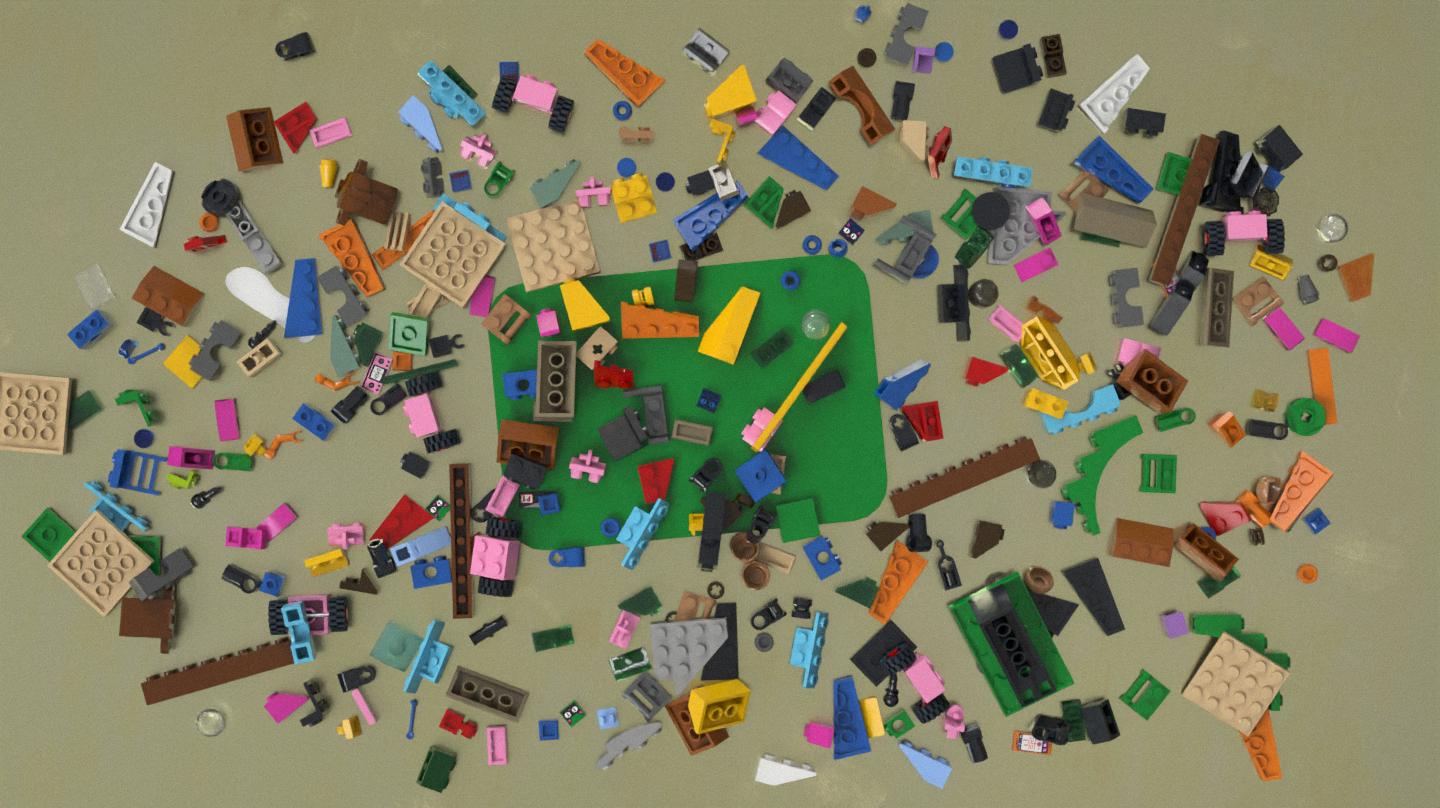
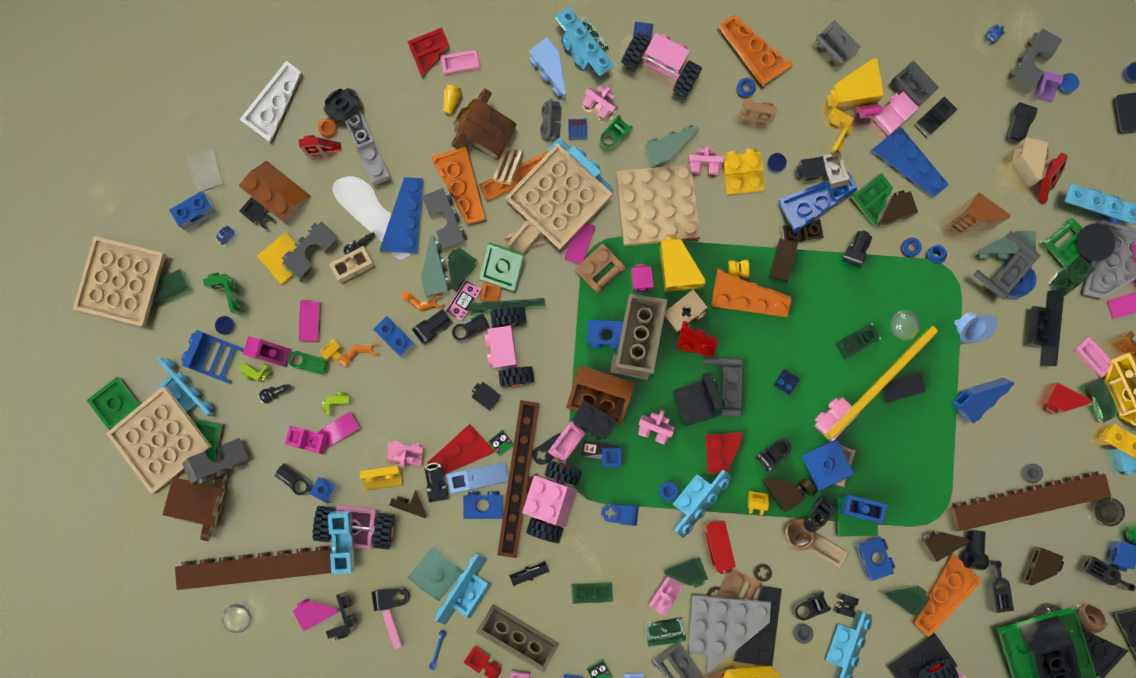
camera: 15 degrees right, 5 degrees down
(131, 360) = (227, 247): blue hinge -> none
(254, 139) = (385, 54): dark orange slope -> none
(271, 491) = (339, 399): none -> lime bracket
(350, 727) = (374, 647): yellow tile -> none
(442, 345) = (532, 284): black plate -> none
(626, 167) = (741, 142): blue tile -> none
(660, 251) = (761, 228): tile -> none
(667, 573) = (719, 546): none -> red window
(692, 432) = (765, 410): dark tan tile -> none
(711, 531) = (771, 512): black arch -> none
(727, 332) = (815, 319): yellow wedge -> none
(755, 575) = (806, 564): medium nougat hair -> none
(757, 261) = (856, 252): none -> black piece
(794, 275) = (886, 271): blue plate -> none
(800, 513) = (864, 509): none -> blue brick
(851, 231) = (952, 241): tile -> none
(866, 58) = (992, 76): dark brown tile -> none
(874, 121) = (992, 136): dark orange arch -> none
(886, 315) = (975, 327): none -> light blue piece
(903, 435) = (975, 448): black piece -> none
(925, 420) = (1000, 438): red wing -> none
(963, 448) = (1032, 473): none -> dark grey tile
(983, 293) = (1075, 323): clear smoke hair -> none
(1042, 537) = (1101, 571): none -> black piece

